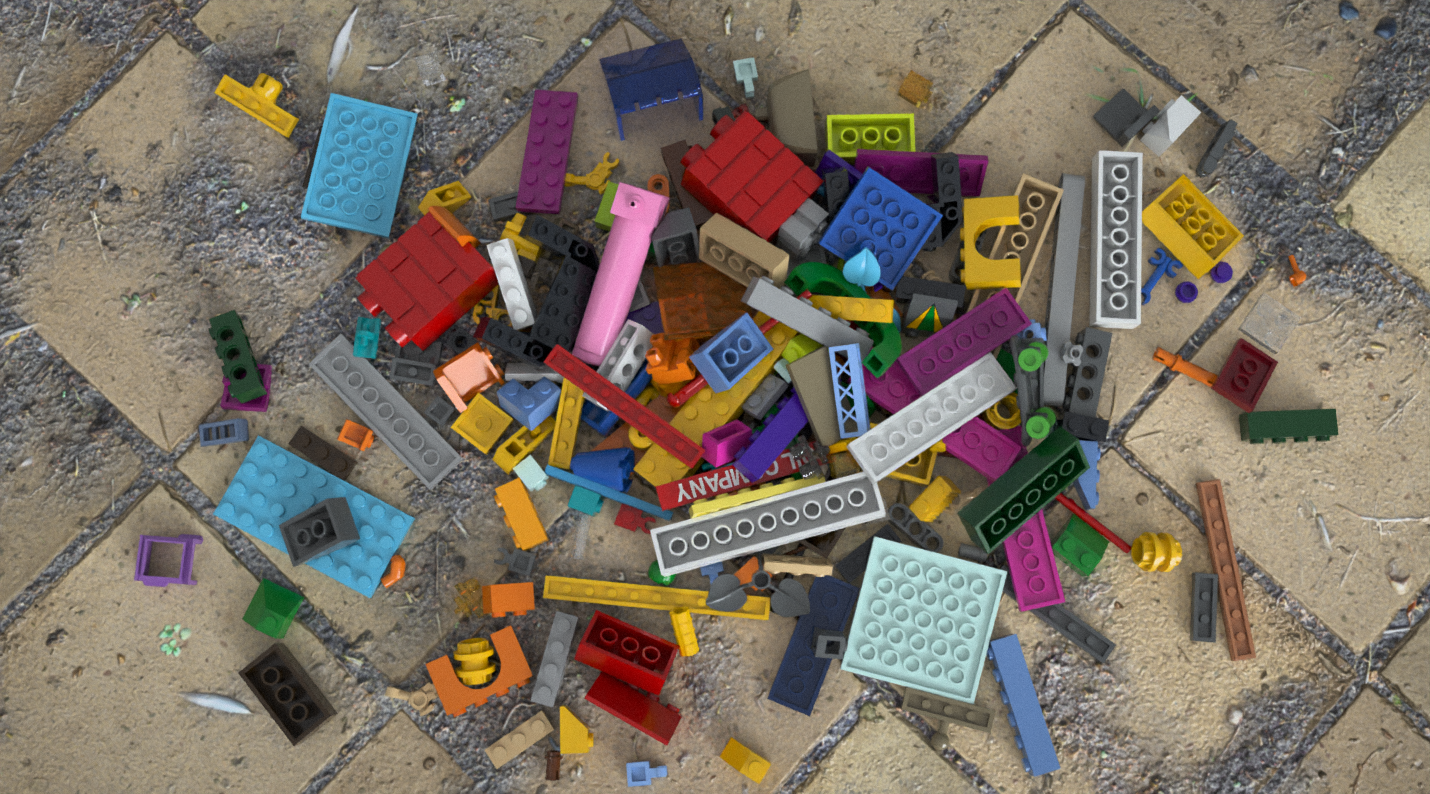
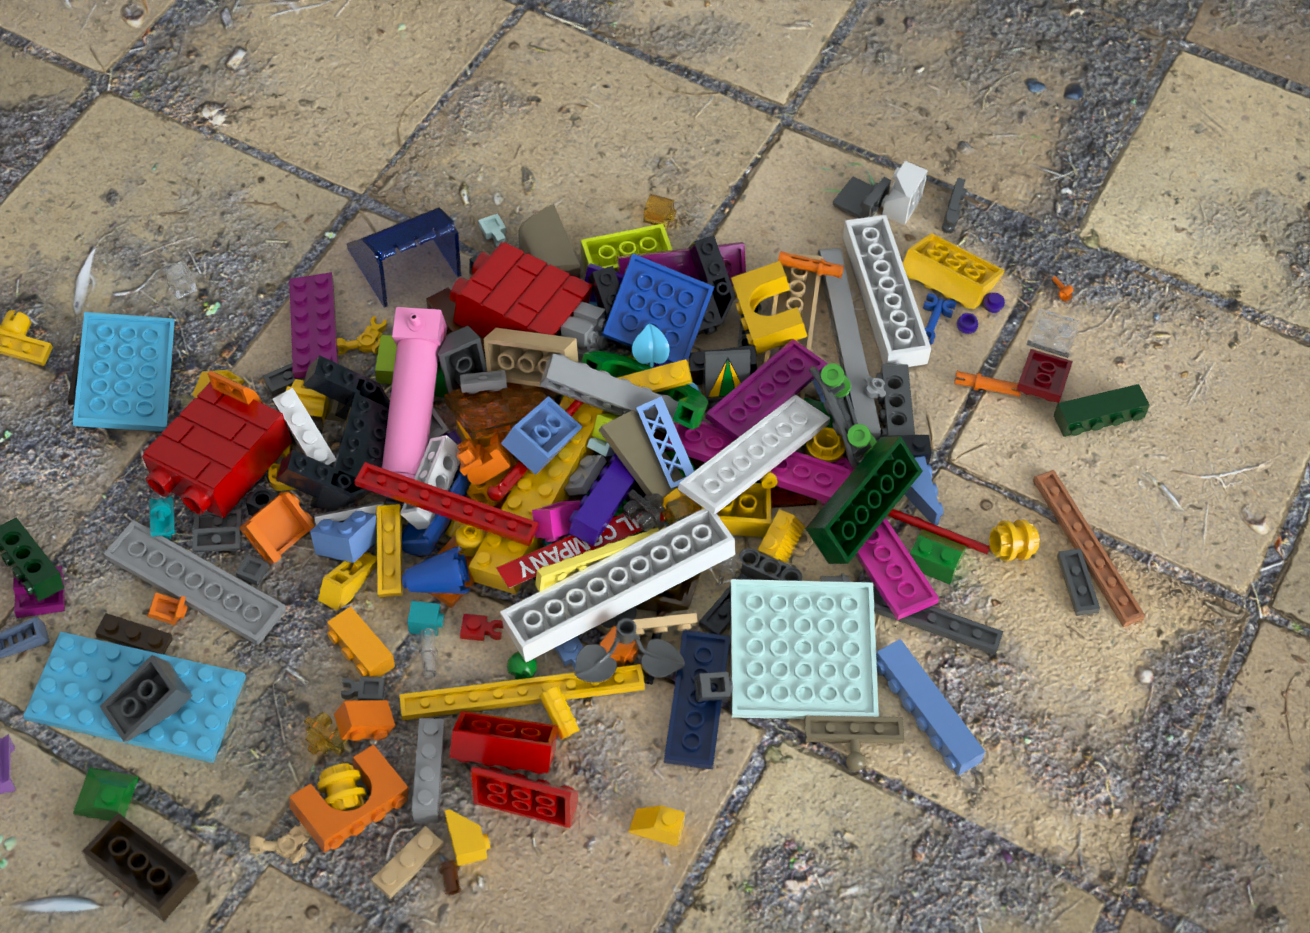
camera: 15 degrees left, 25 degrees down
(397, 571) = (237, 729): orange arm -> none
(482, 423) = (299, 572): yellow plate -> none
(531, 473) = (363, 602): light aqua brick -> none
(608, 493) = (448, 605): dark azure tile -> none
(640, 773) = (549, 863): light blue plate -> none
(691, 268) = (482, 381): none -> light grey plate
(1051, 202) = (809, 264): none -> orange pin

